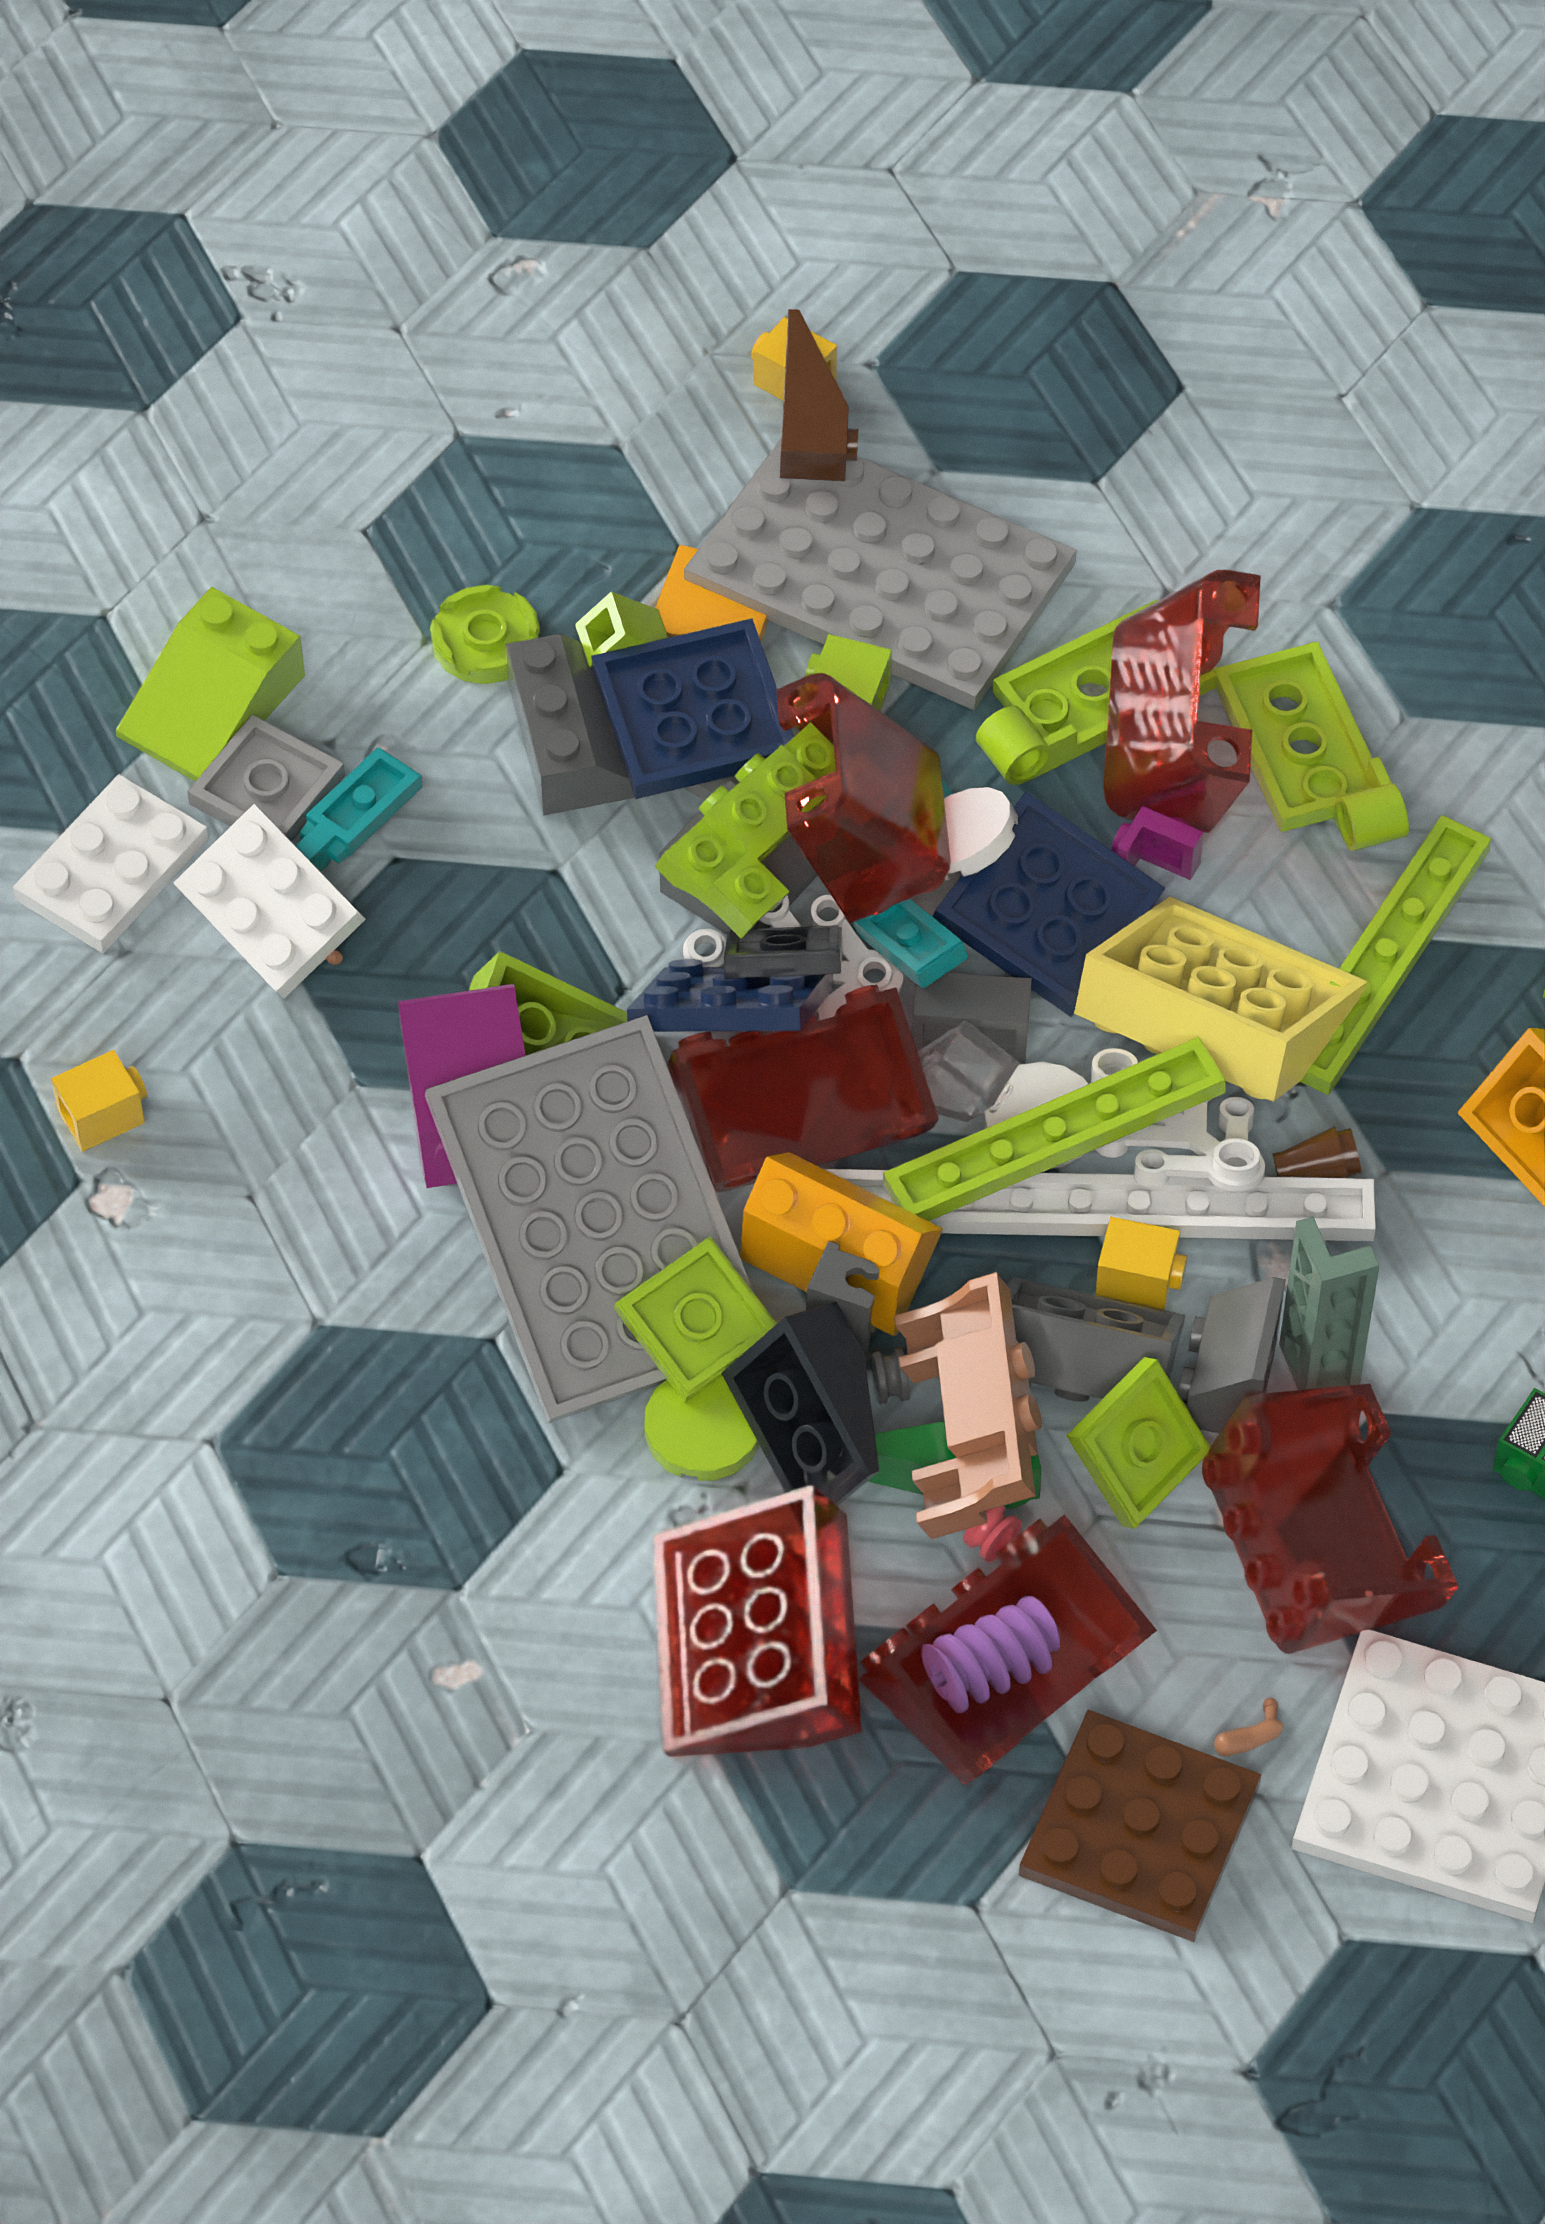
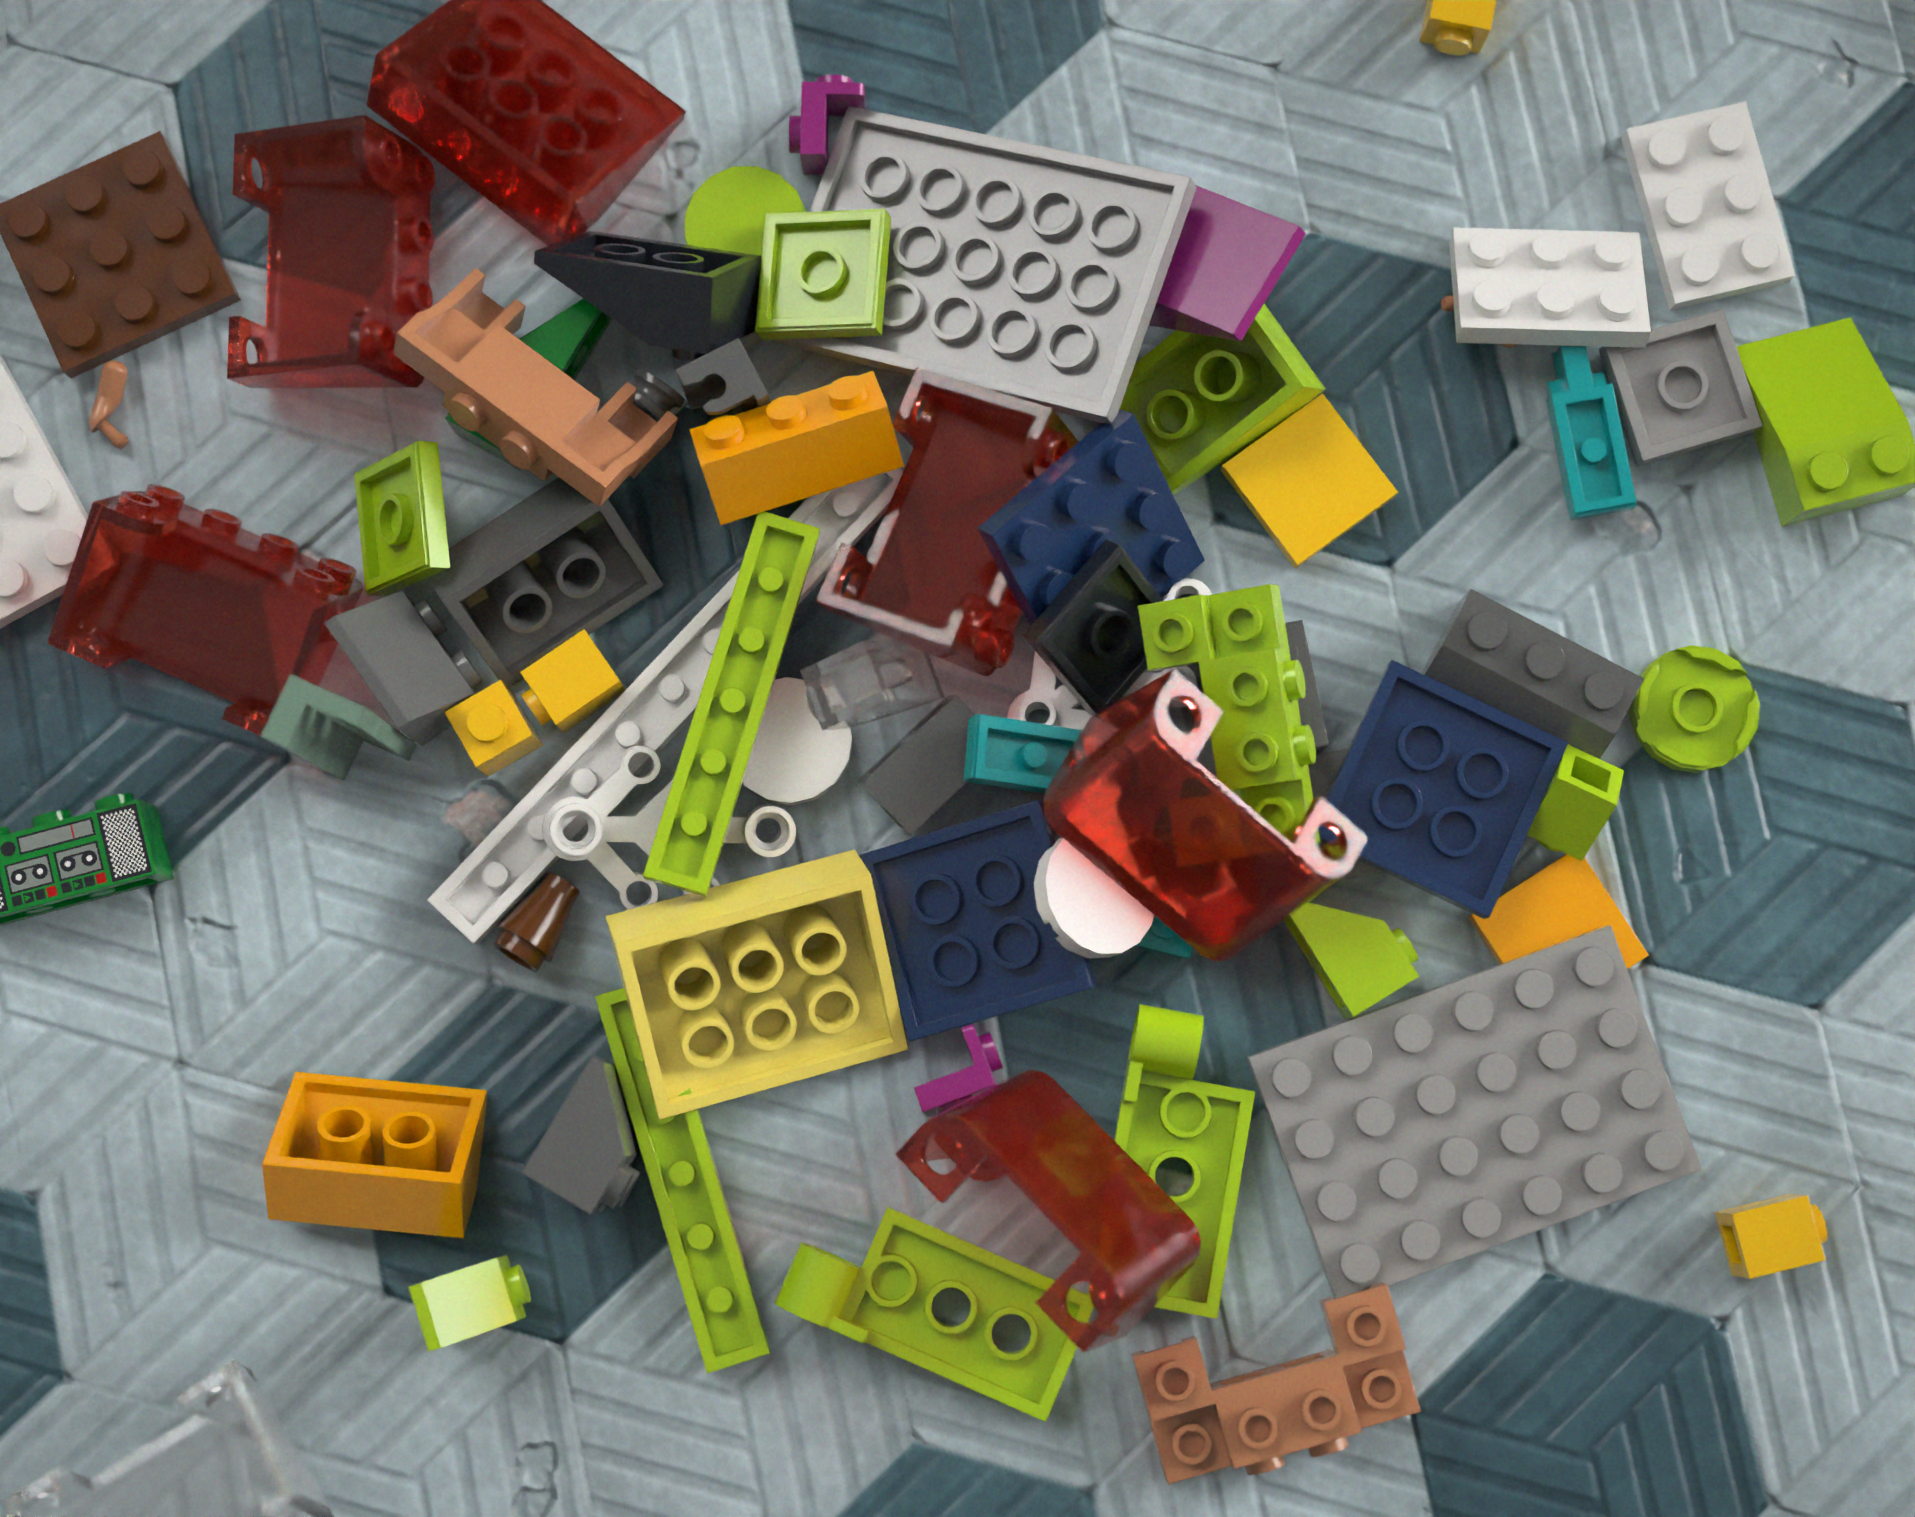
camera: 130 degrees right, 25 degrees up
(552, 936) = (1308, 481): none -> yellow tile
(584, 1430) = (810, 130): none -> magenta bracket
(814, 412) = (1676, 1170): reddish brown slope -> none
(991, 1651) = (326, 240): medium lavender piece -> none
(1156, 526) = (1283, 1406): none -> nougat bracket
(1217, 1268) = (493, 728): none -> yellow brick
(1424, 998) = (589, 1143): none -> dark grey slope

